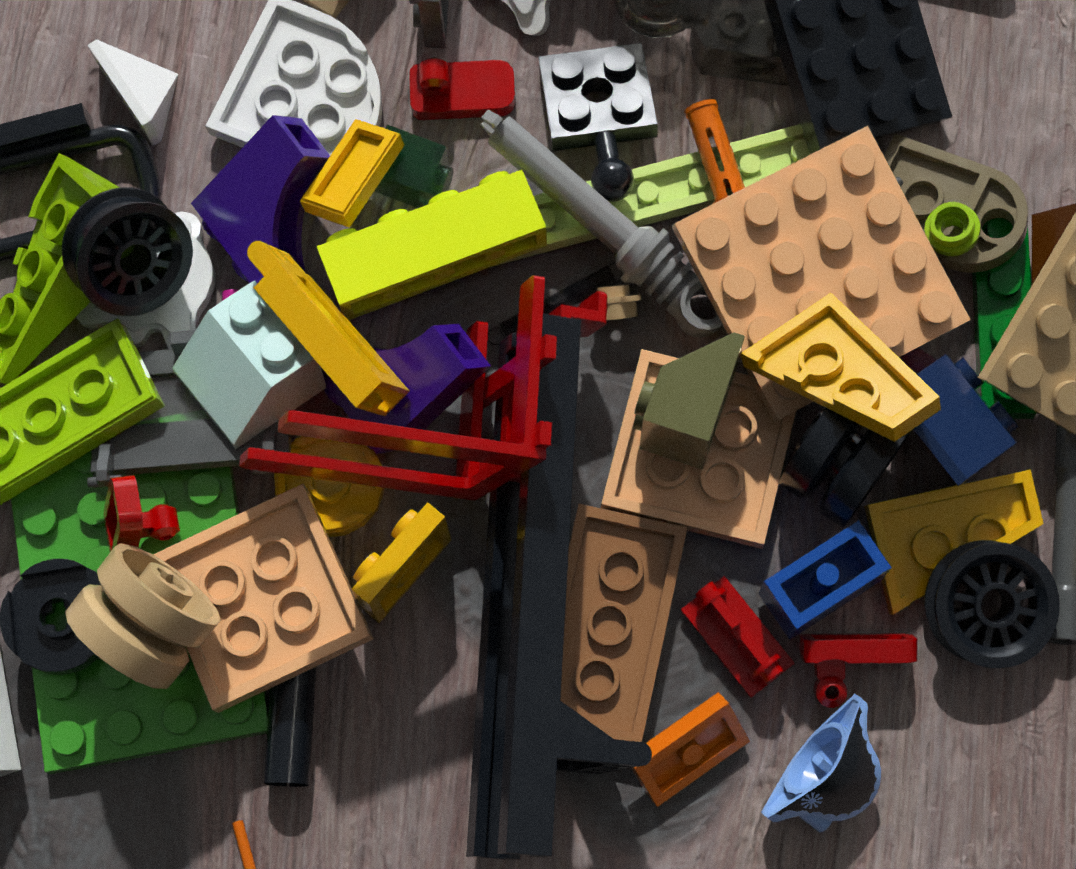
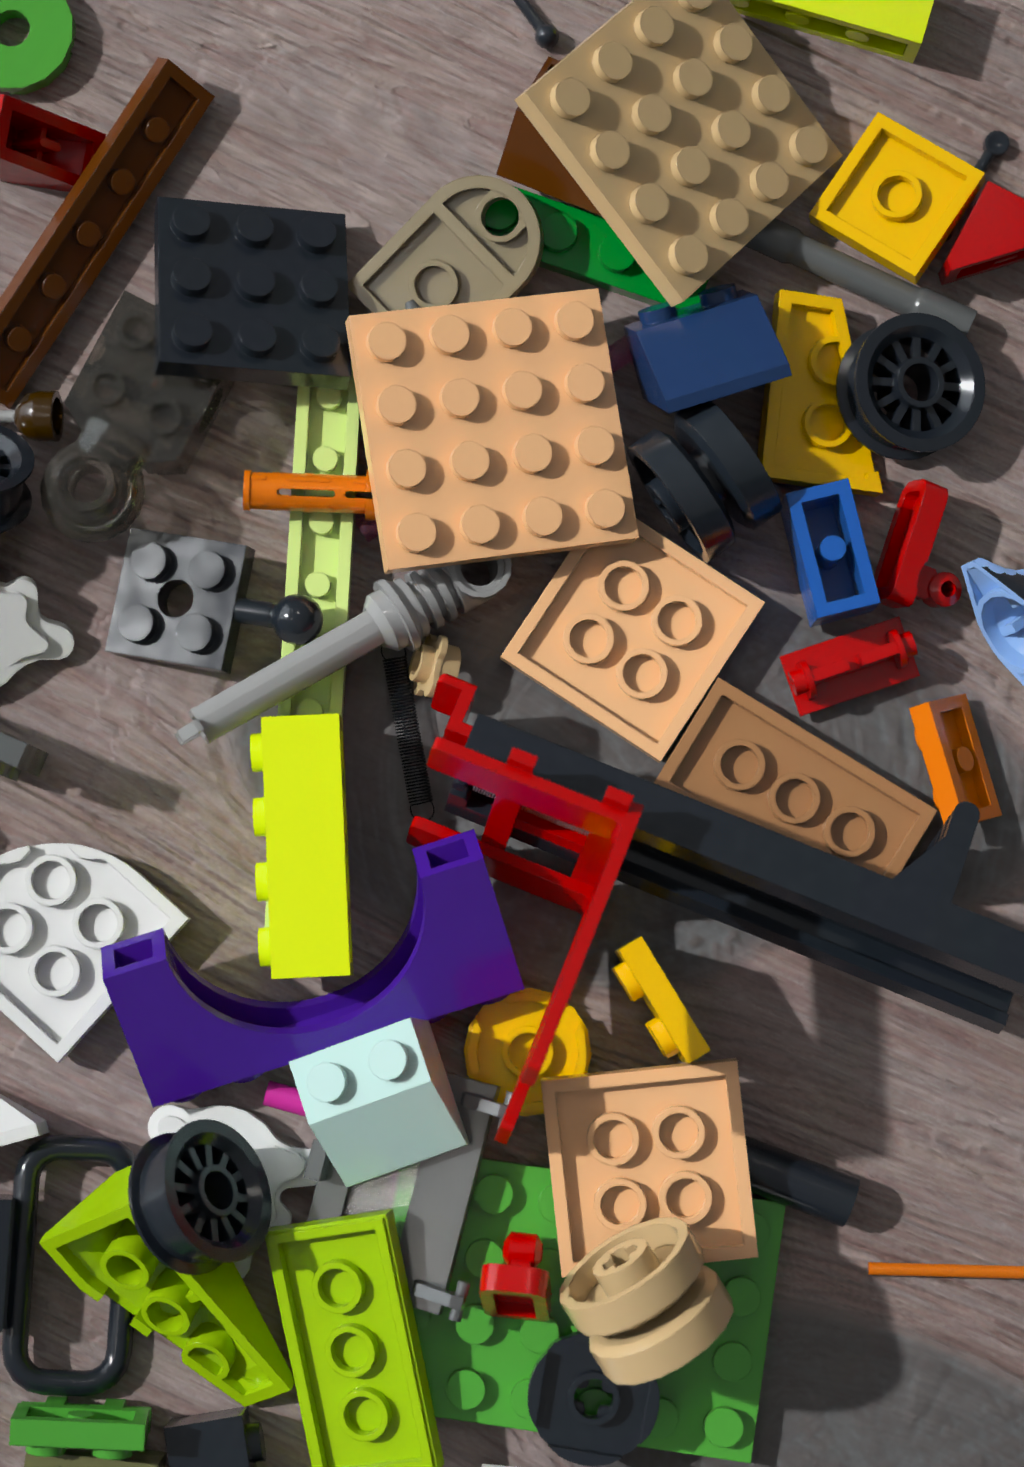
camera: 75 degrees left, 10 degrees up
(325, 331) = (380, 1001): yellow hinge -> none
(352, 173) = (191, 910): yellow tile -> none
(417, 172) = (194, 842): clear green brick -> none
(461, 89) = (111, 751): red piece -> none
(686, 402) = (599, 625): olive slope -> none
(844, 368) = (627, 447): yellow wing -> none
(949, 215) = (474, 259): lime plate -> none

